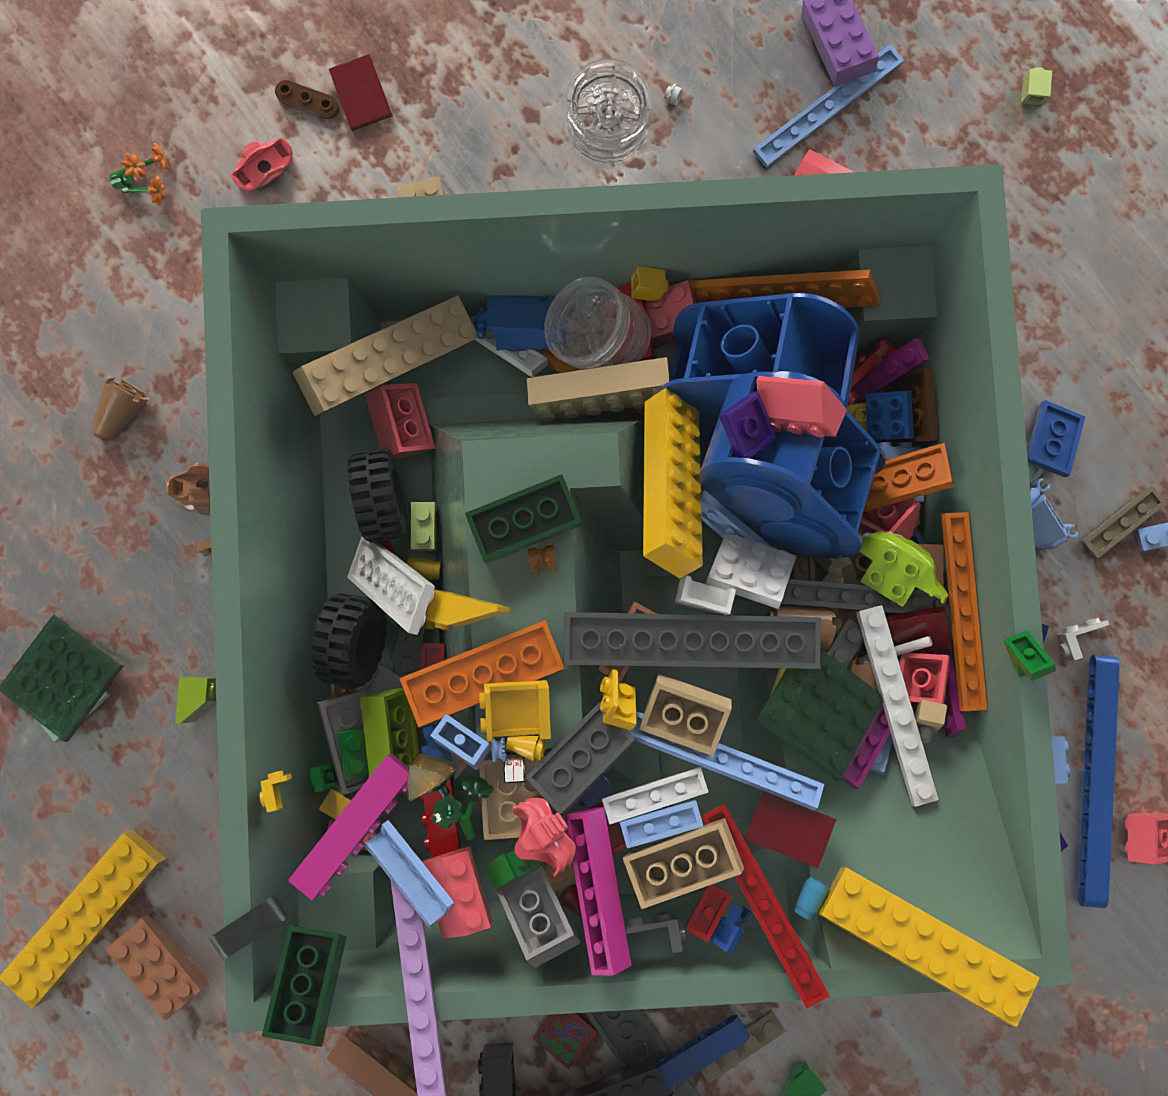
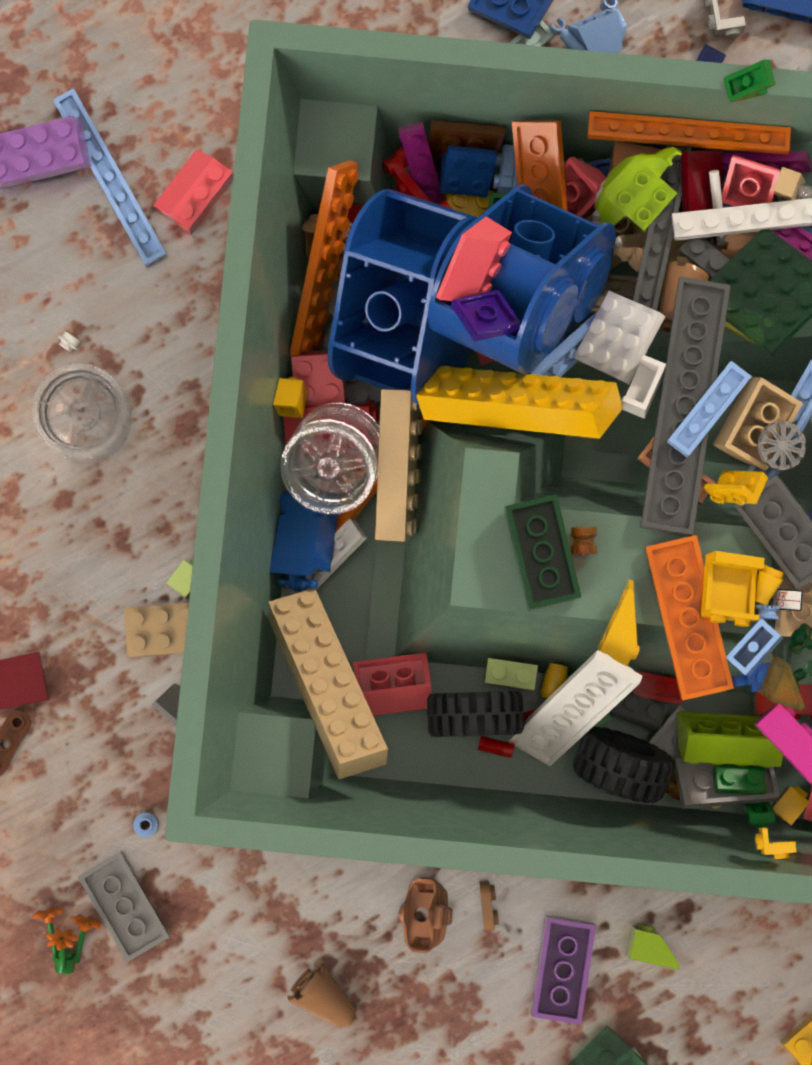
camera: 80 degrees left, 0 degrees up
(166, 619) = (563, 970): none -> medium lavender brick
(172, 223) = (124, 906): none -> light grey plate
(276, 152) = (76, 821): coral piece -> none
(353, 530) = (496, 746): none -> red piece
(666, 740) = (781, 445): none -> light grey wheel
(691, 663) = (709, 409): none -> light blue plate

